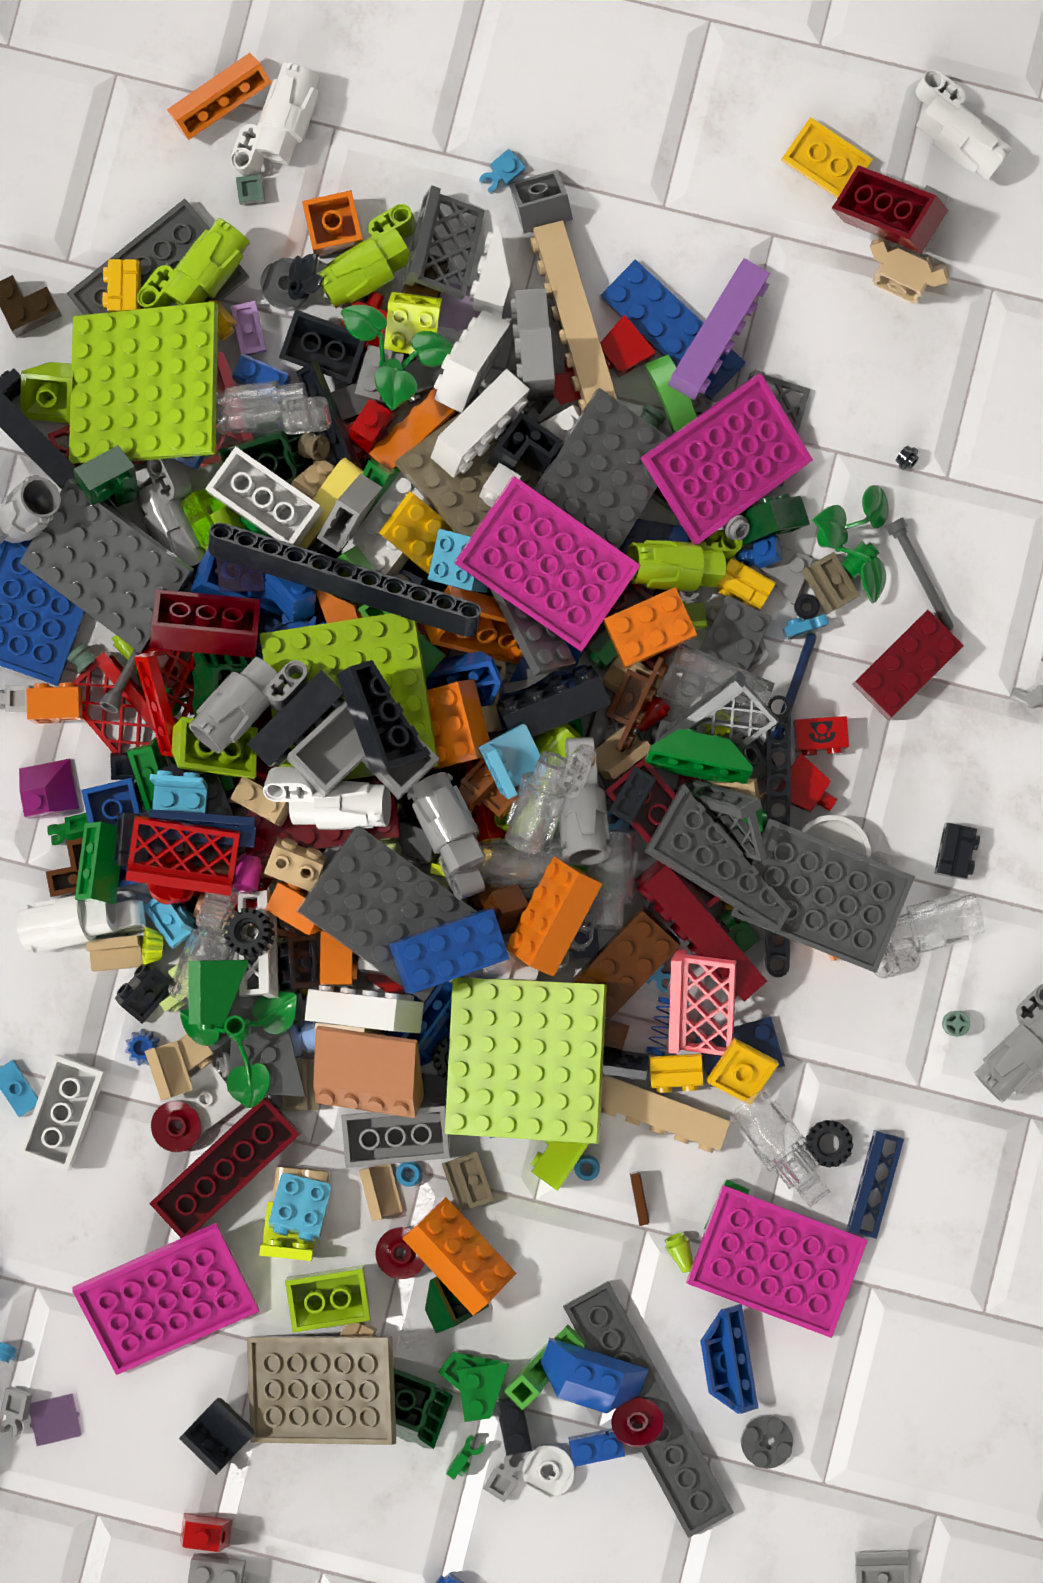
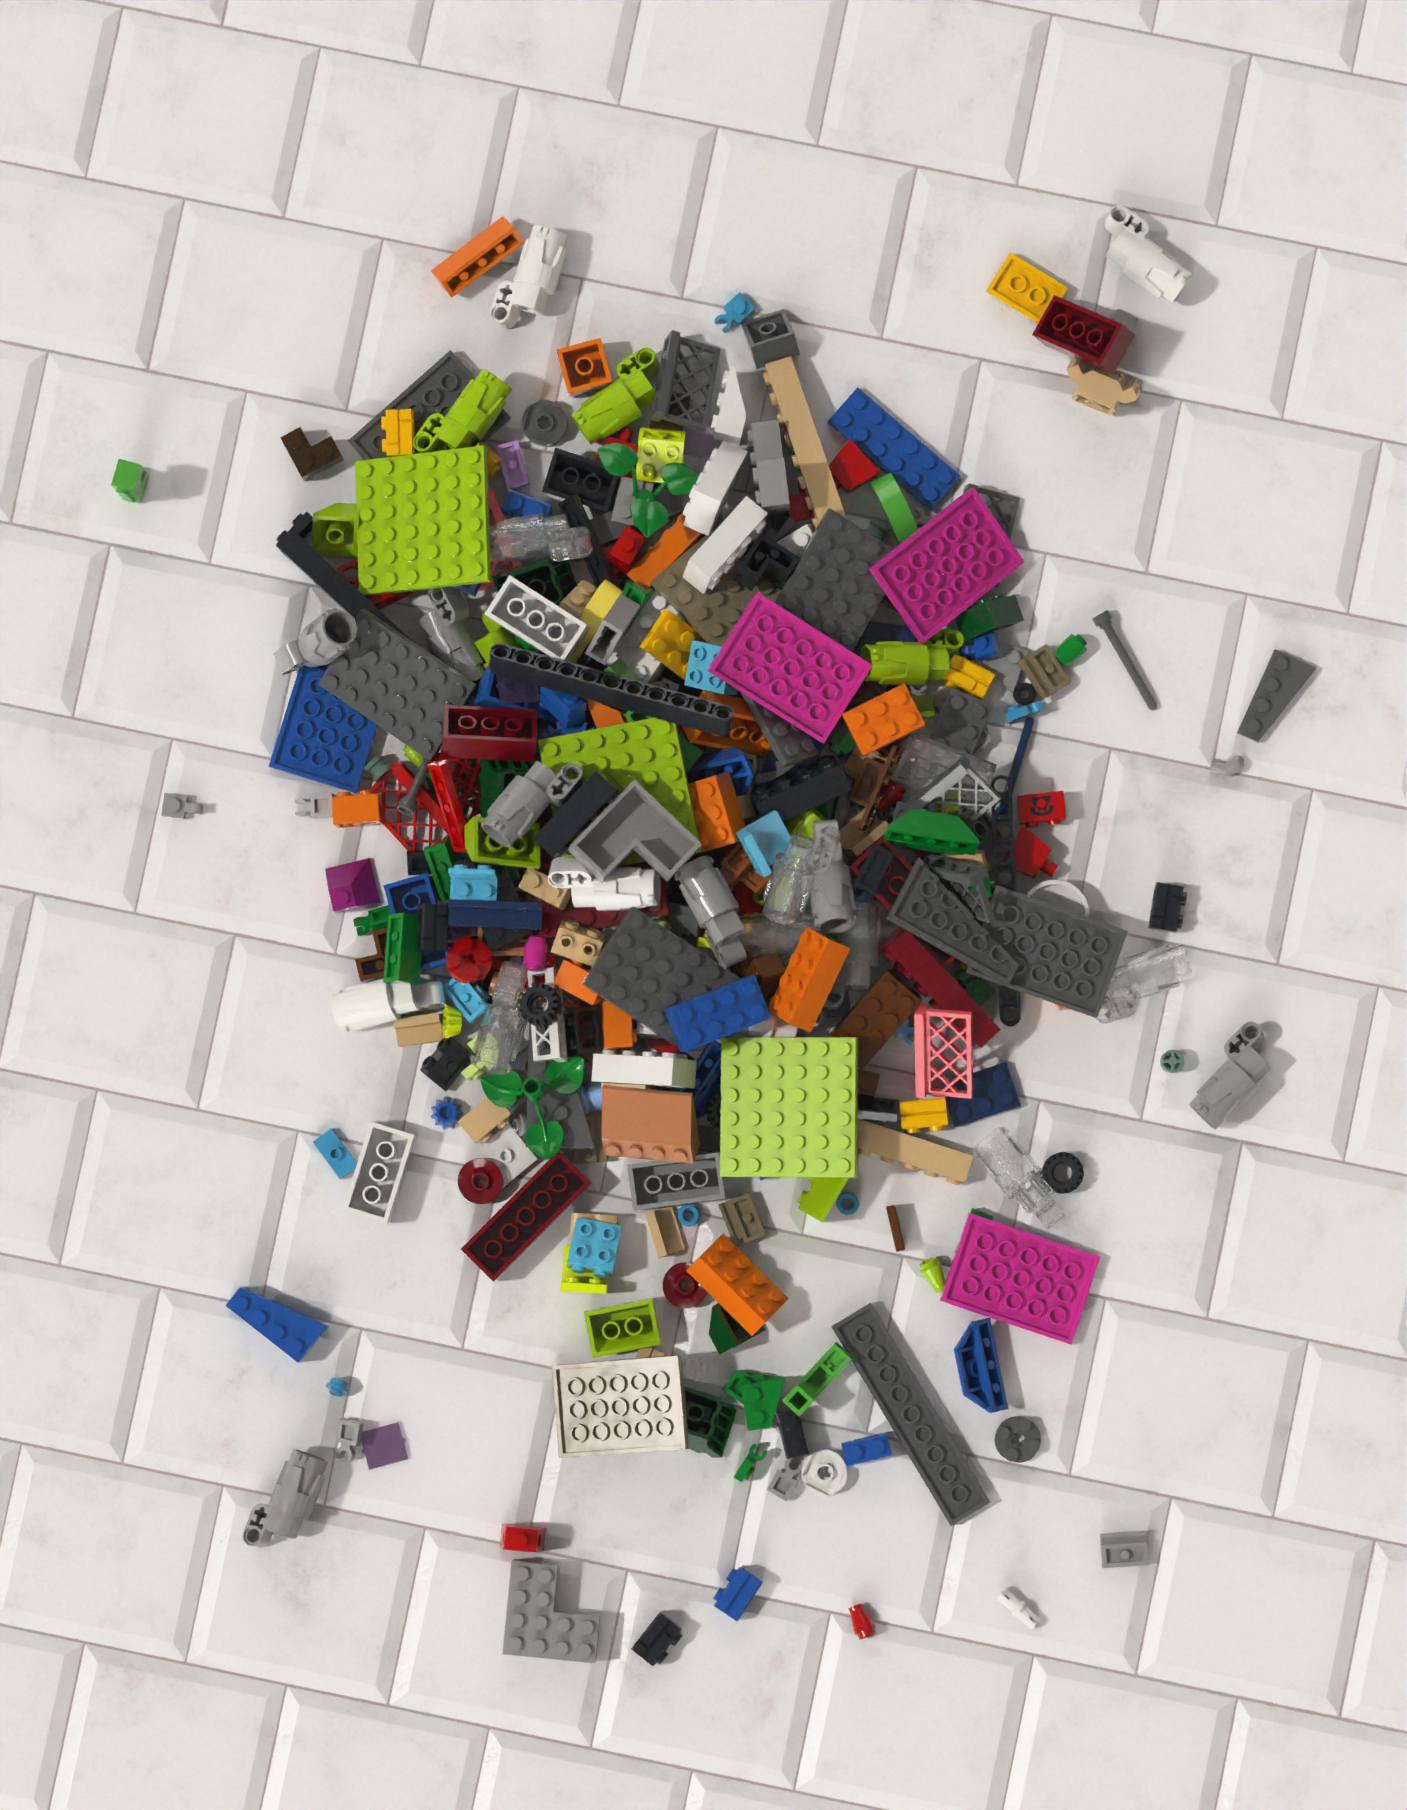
camera: 10 degrees right, 0 degrees up
(107, 477) = (396, 606): dark green brick -> none
(165, 1298) = (479, 1333): dark pink plate -> none
(169, 1070) = (473, 1130): tan panel -> none
(173, 875) = (478, 958): red fence -> none
(195, 508) = (477, 637): clear neon green bracket -> none
(213, 990) = (510, 1056): green slope -> none
(217, 1435) = (530, 1451): black bracket -> none
(250, 189) = (508, 339): sand green plate -> none
(304, 277) = (561, 418): black plate -> none
(313, 446) = (577, 570): dark tan wheel -> none
(379, 720) = (648, 812): black wedge -> none
(496, 484) = (742, 598): white brick -> none
(591, 1377) = (858, 1387): blue wedge -> none
(637, 1412) = (898, 1417): dark red dish -> none
(654, 1050) = (899, 1095): blue piece -> none
(719, 328) = (935, 448): medium lavender brick -> none
(737, 528) = (958, 626): light grey plate -> none
(742, 1070) = (982, 1110): yellow plate -> none
(833, 534) = (1045, 629): green plant -> none
(866, 1182) = (1096, 1208): dark blue fence -> none
(907, 457) = (1109, 556): black plate -> none
(908, 664) = (1116, 742): dark red brick -> none

